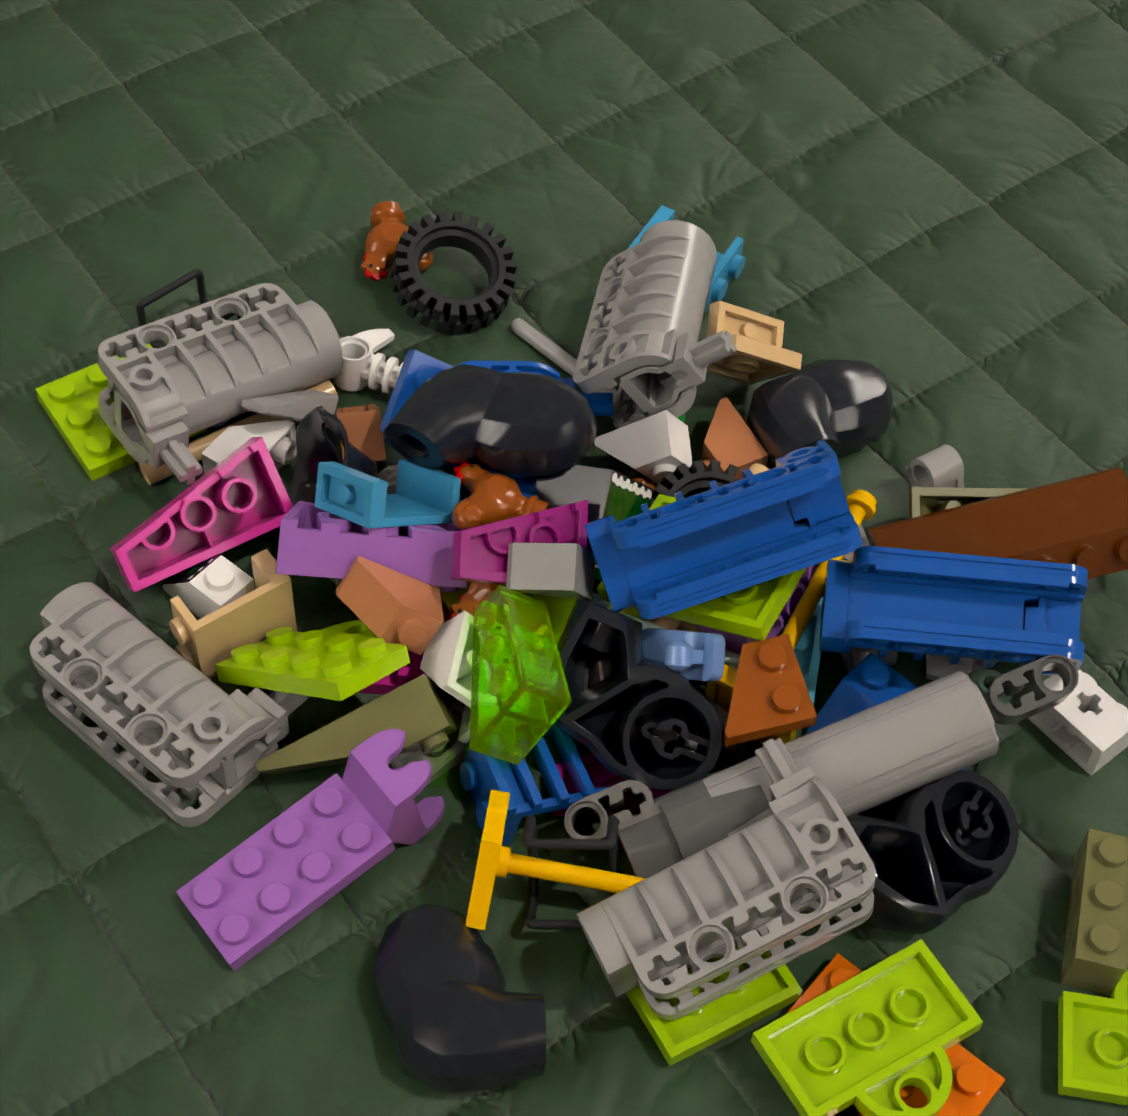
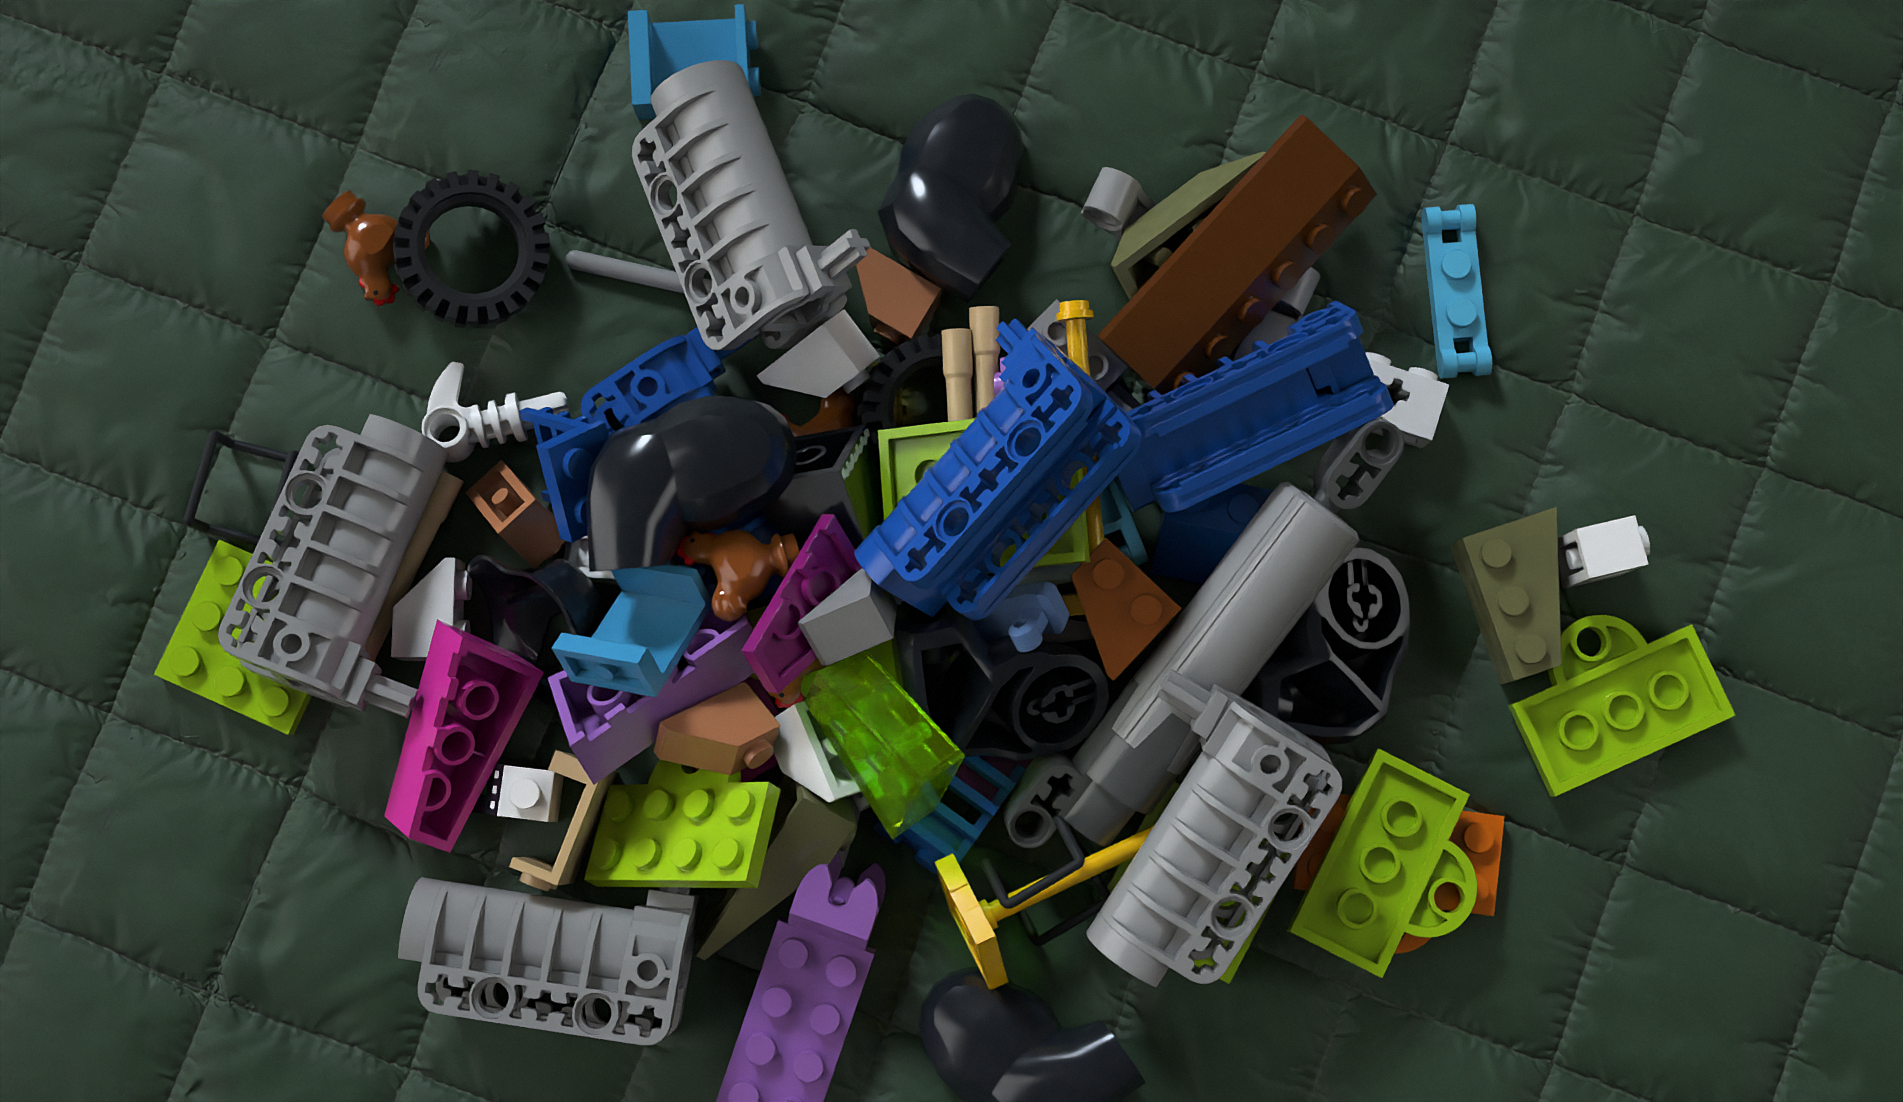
camera: 30 degrees left, 30 degrees up
(292, 404) = (441, 543): light grey slope -> none
(757, 345) = (843, 168): tan bracket -> none

